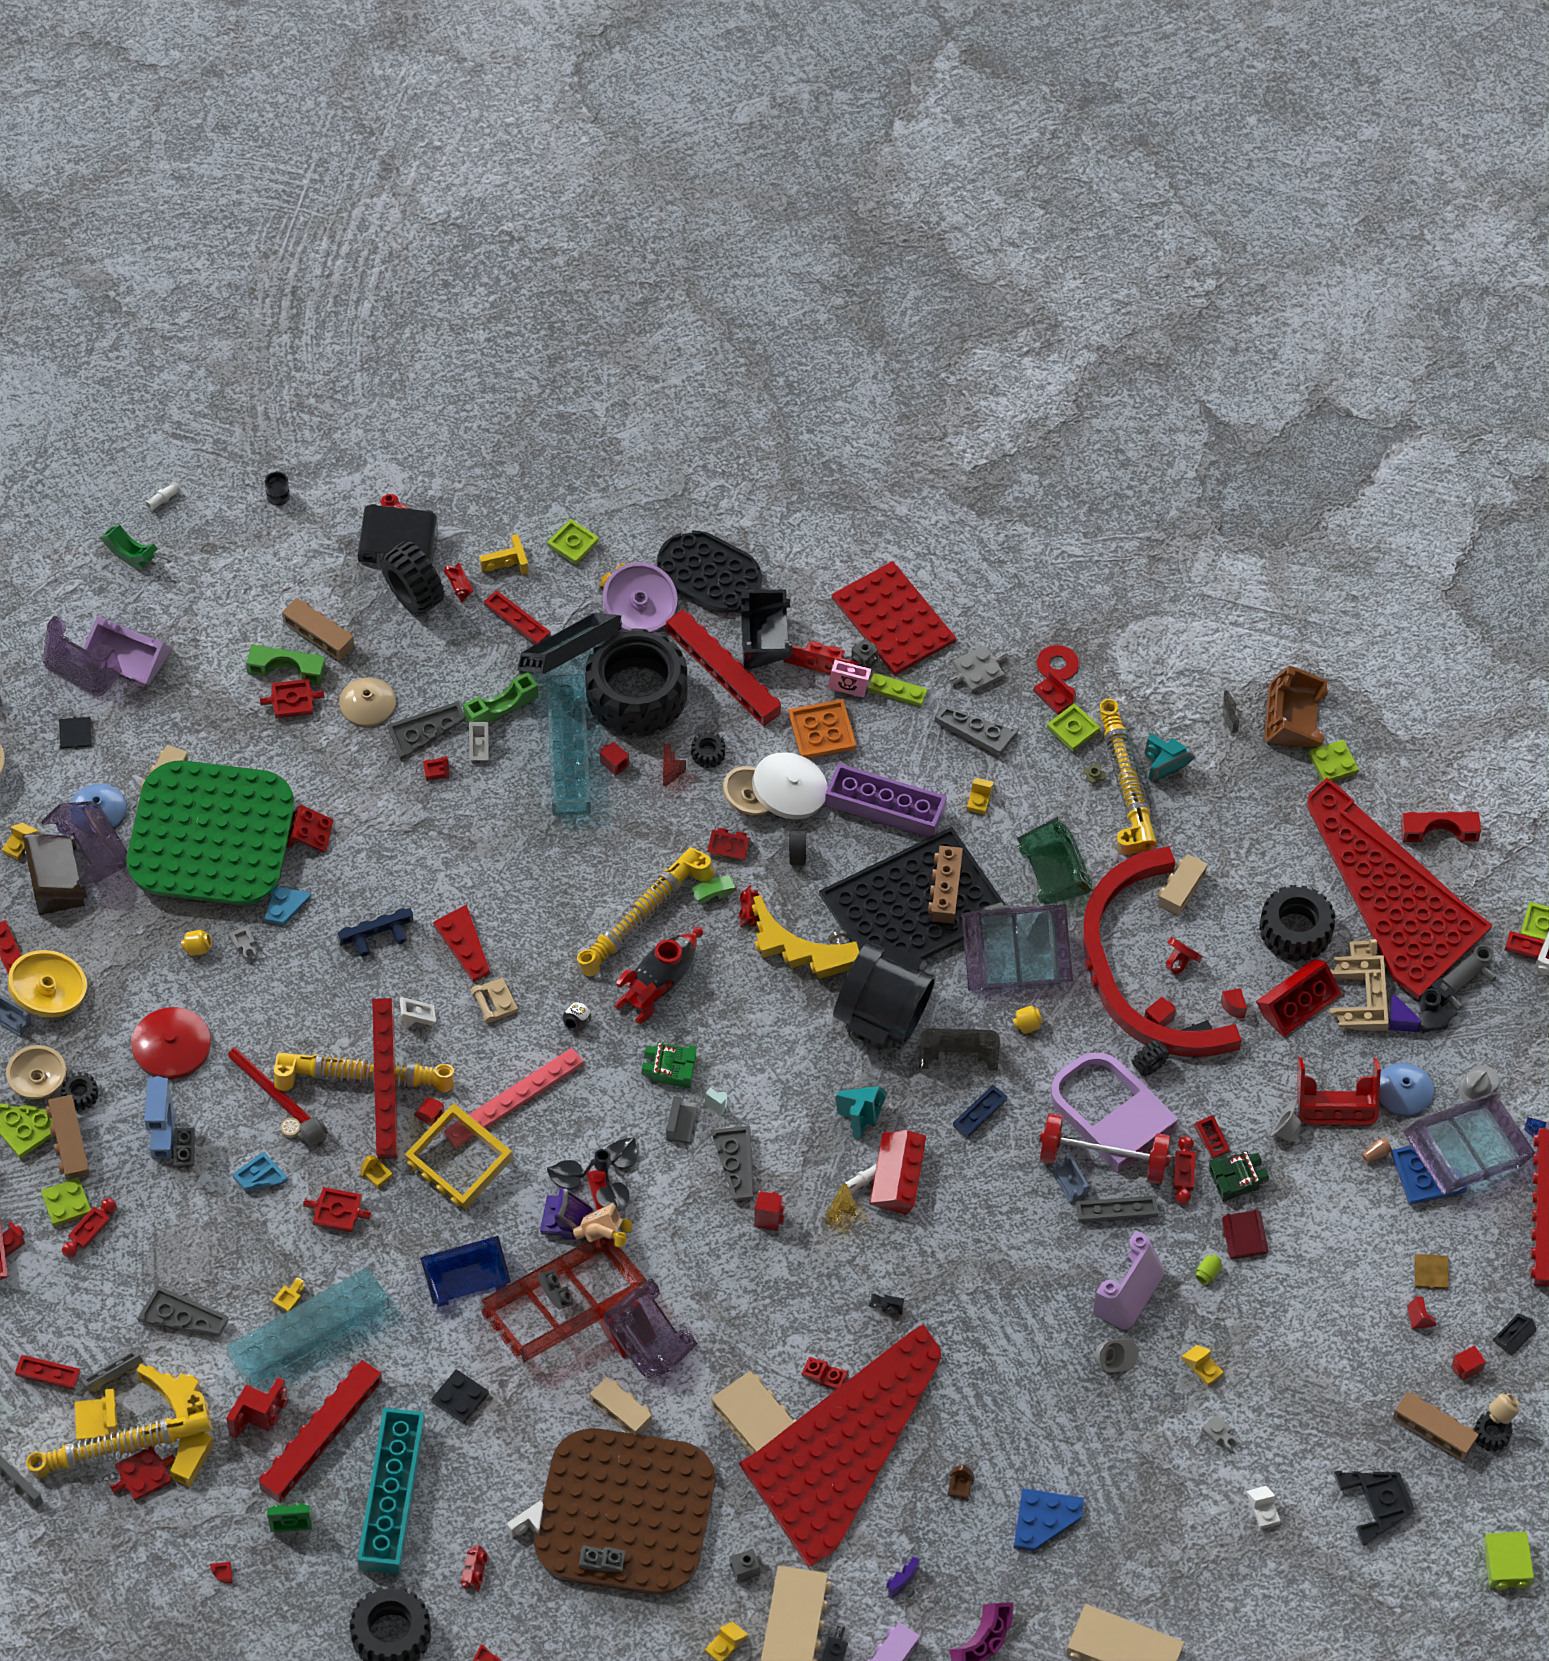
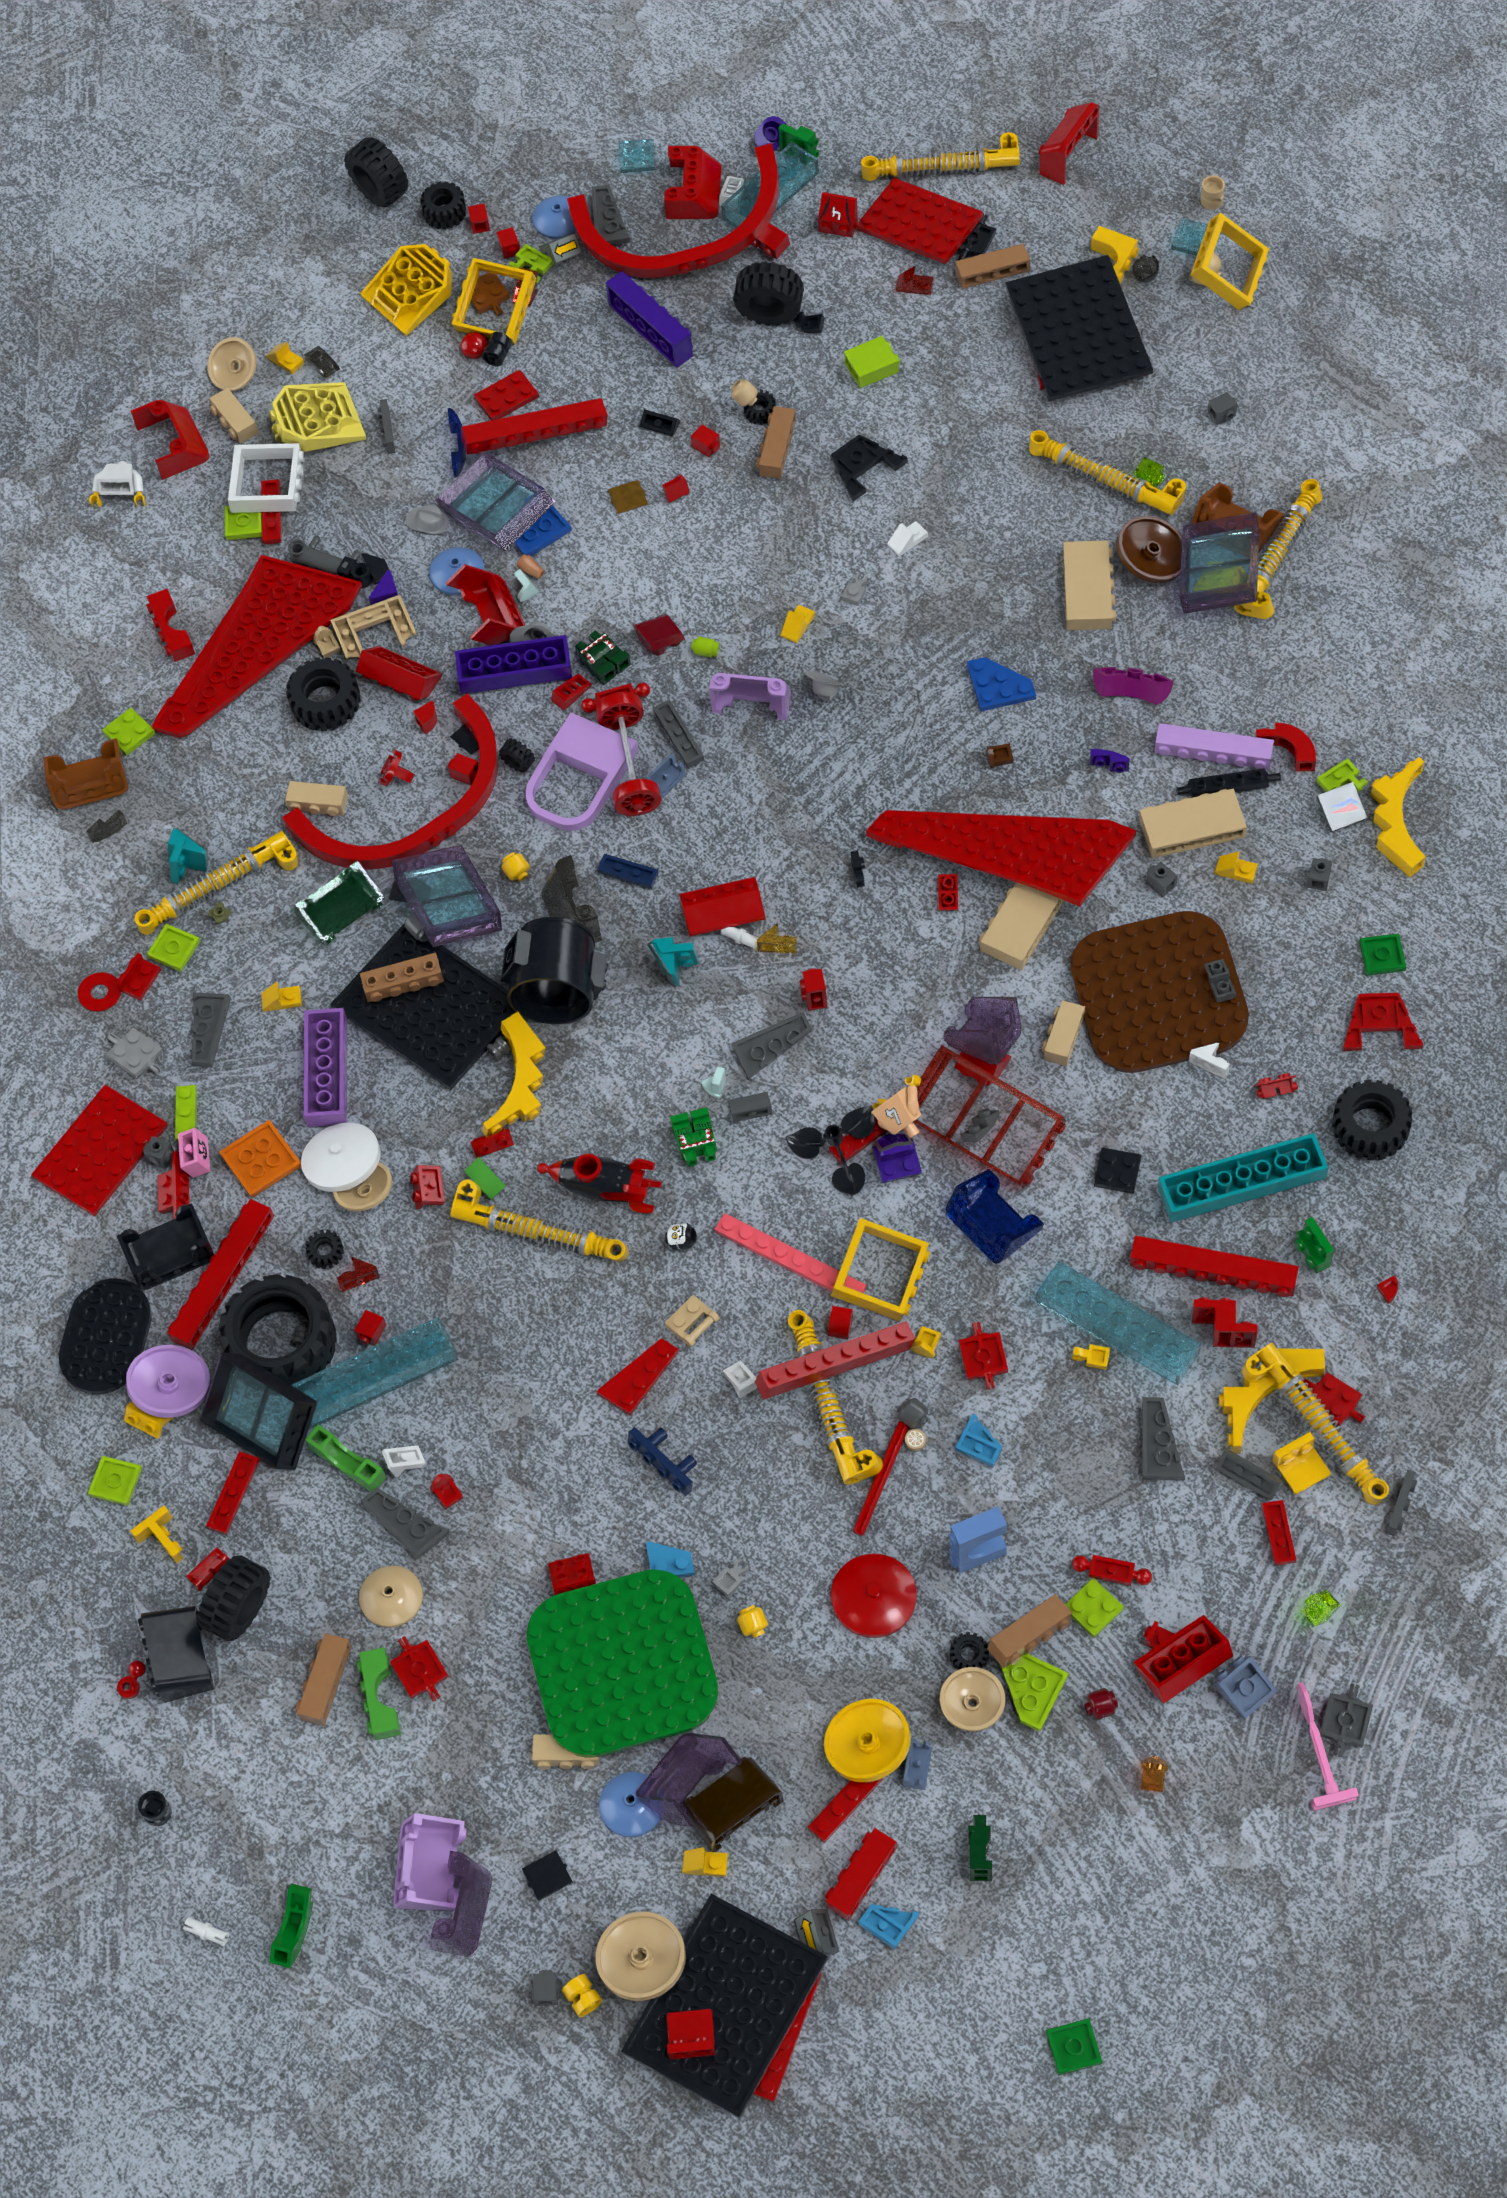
camera: 105 degrees left, 5 degrees up
(797, 848) = (411, 1120): black tyre -> none
(1259, 1092) = (513, 664): none -> dark purple brick
(1356, 1139) = (528, 589): none -> light aqua tile

